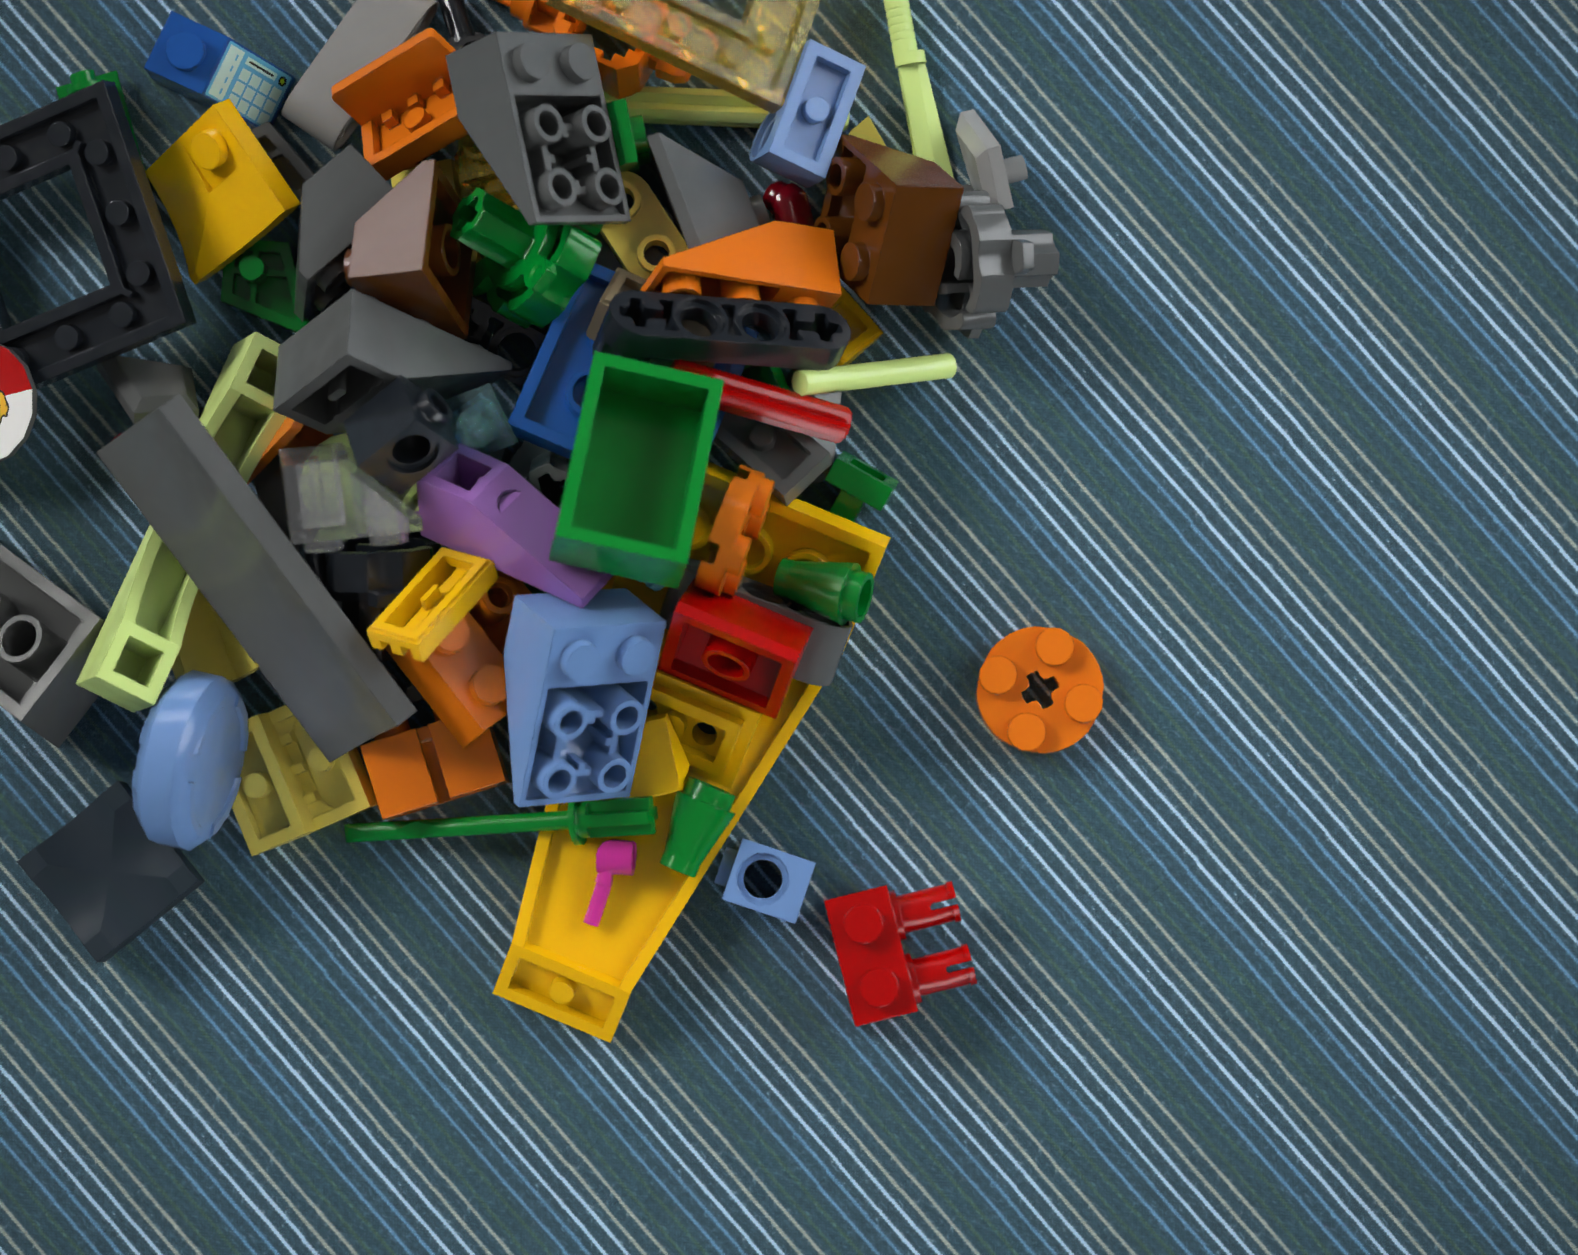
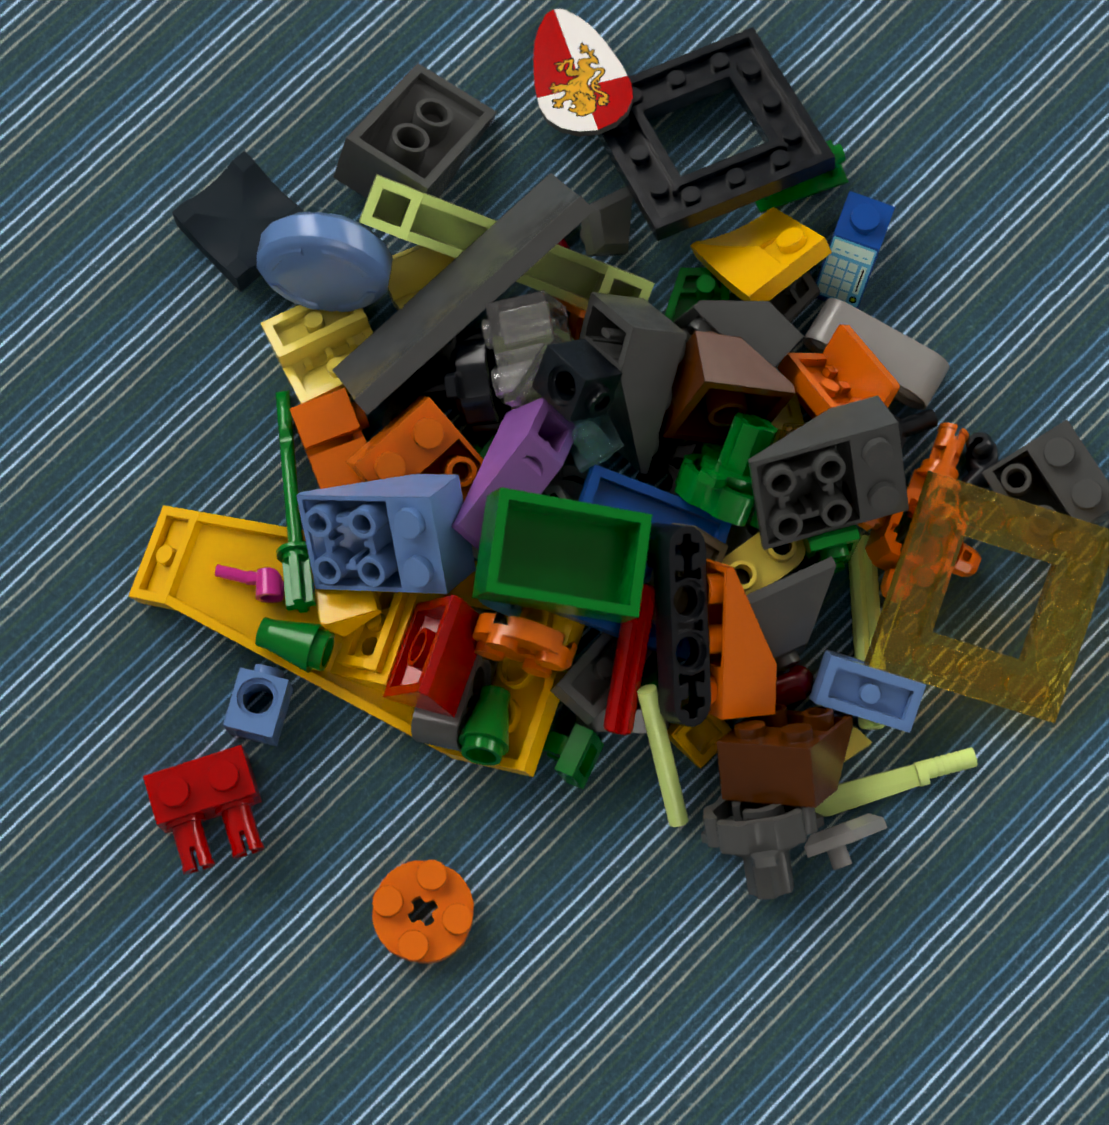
camera: 85 degrees right, 10 degrees down
(440, 606) = (449, 417): yellow tile -> none

